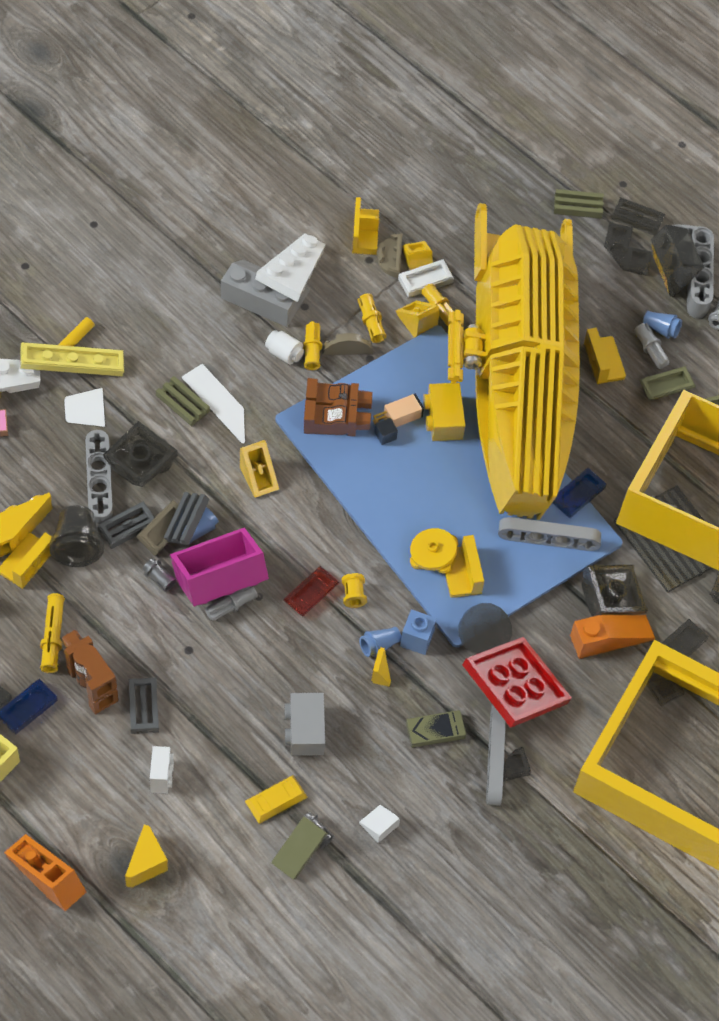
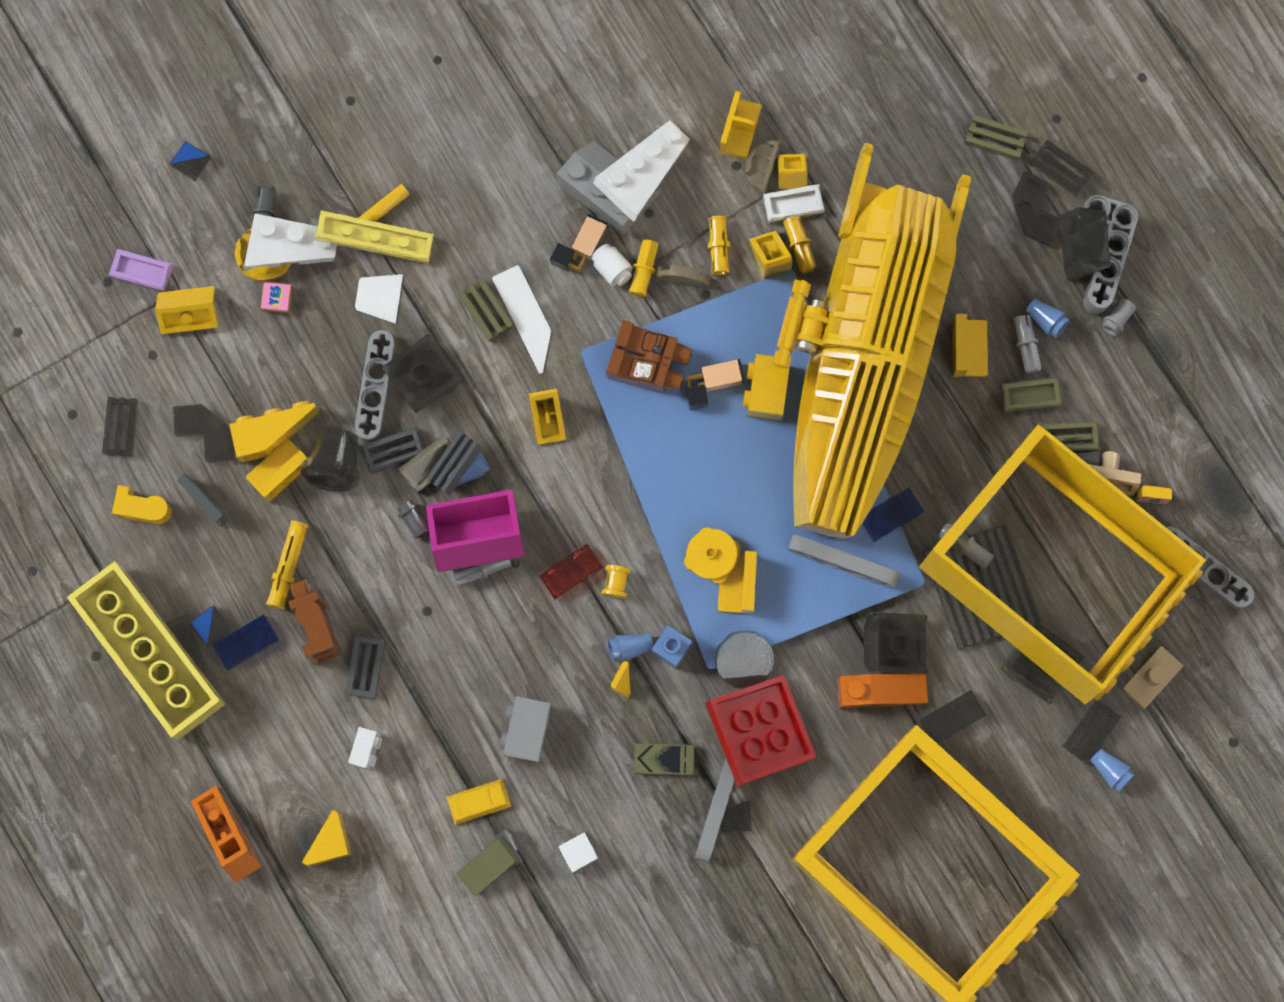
camera: 20 degrees right, 20 degrees up
(256, 338) = (584, 245): none -> piece

